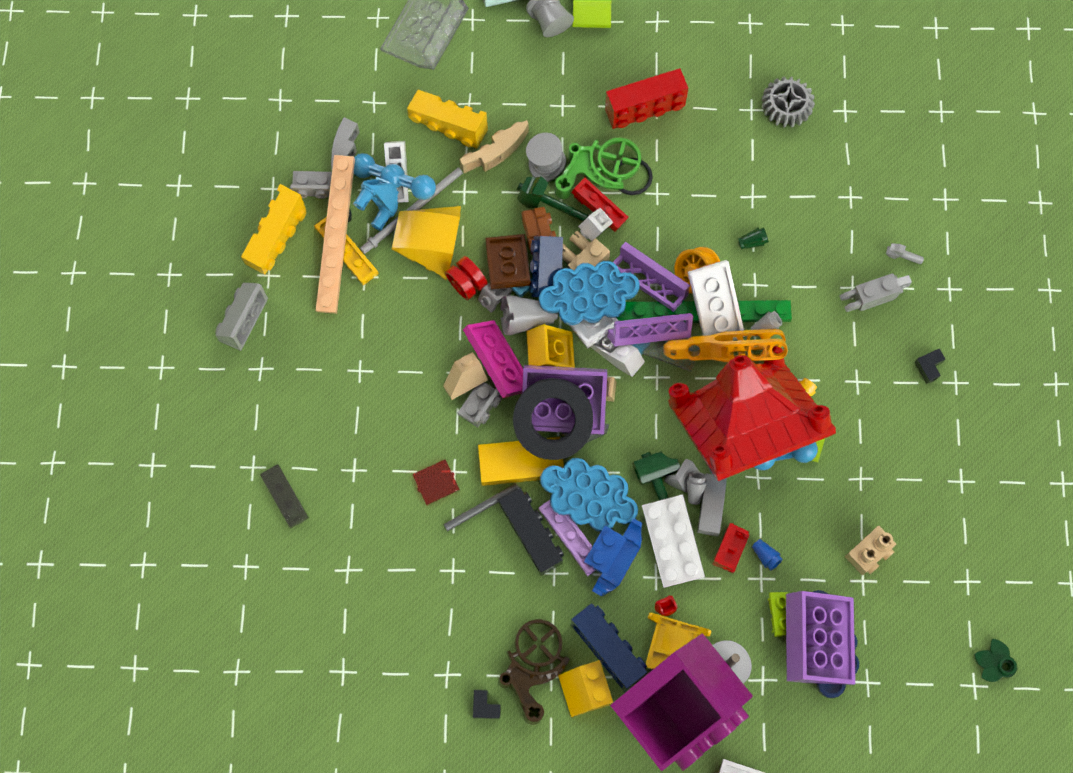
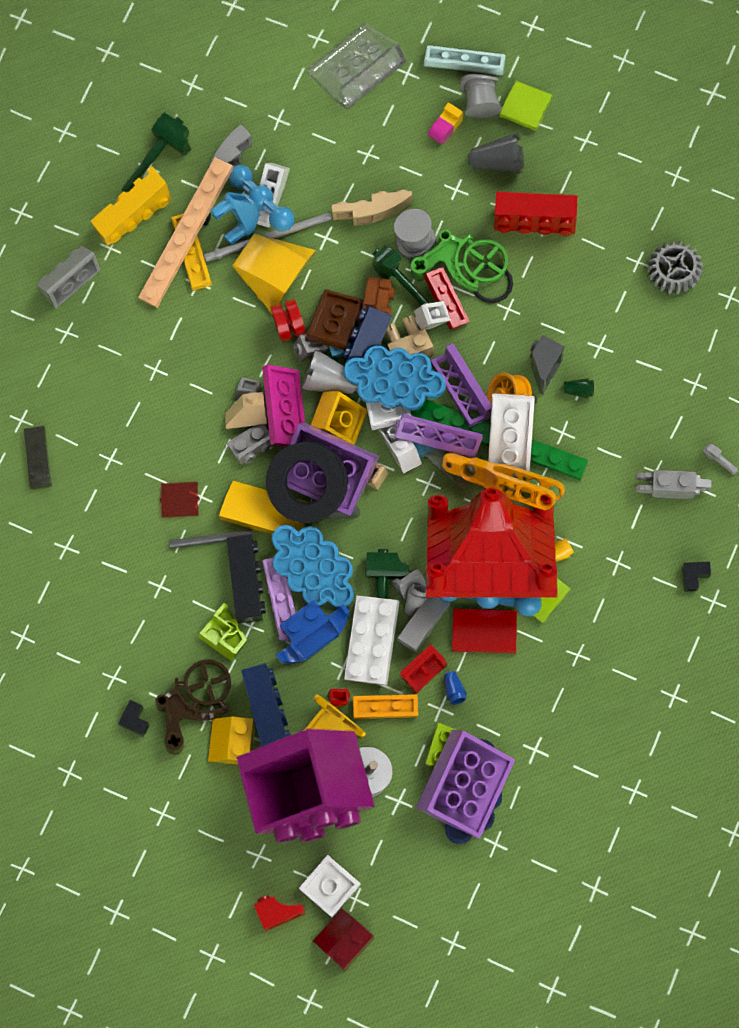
camera: 30 degrees right, 0 degrees up
(278, 149) = (170, 132): none -> dark green piece
(311, 183) = (184, 176): light grey bracket -> none
(448, 118) = (339, 162): yellow wedge -> none
(453, 353) = (247, 386): none -> light grey slope
(529, 50) = (446, 124): none -> leg
(533, 591) = (223, 634): none -> lime slope
(589, 60) = (499, 155): none -> dark grey cone
(712, 597) = (385, 706): none -> light orange plate
(714, 226) = (546, 360): none -> dark grey slope
(769, 321) = (556, 471): light grey cone -> none
(769, 491) = (484, 631): none -> red tile
(871, 550) = (553, 724): tan brick -> none
(993, 659) = (622, 872): dark green plate -> none

